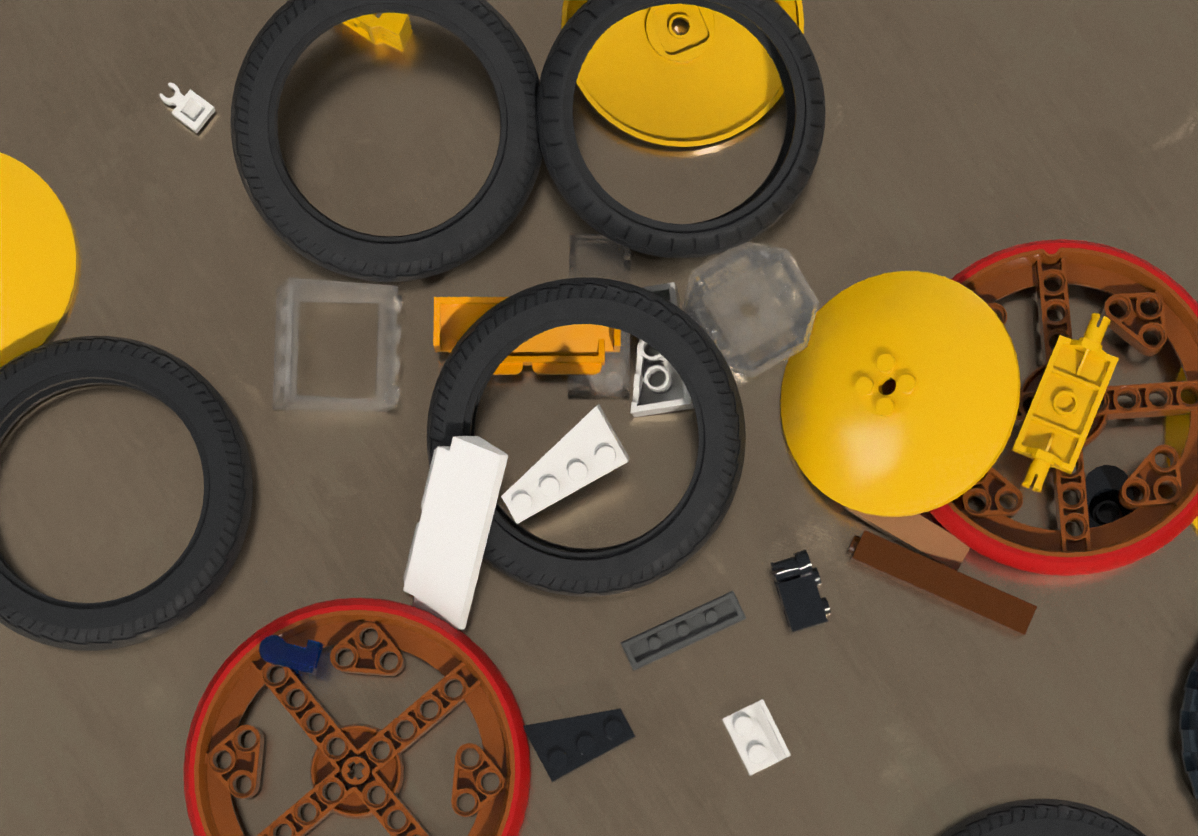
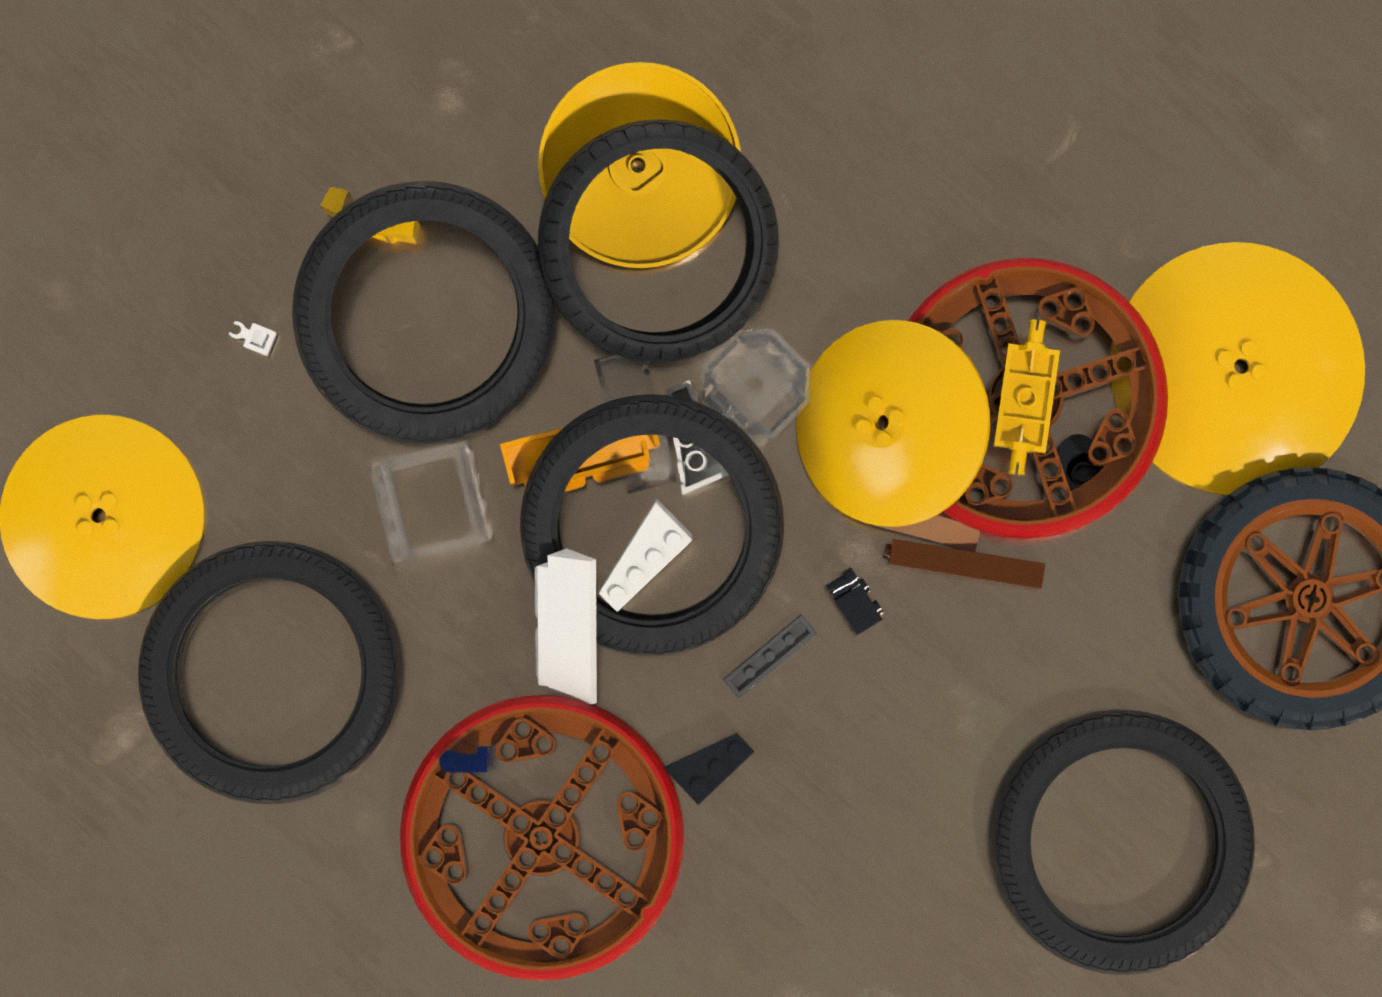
camera: 15 degrees left, 5 degrees up
(756, 737) = (850, 725): white plate -> none

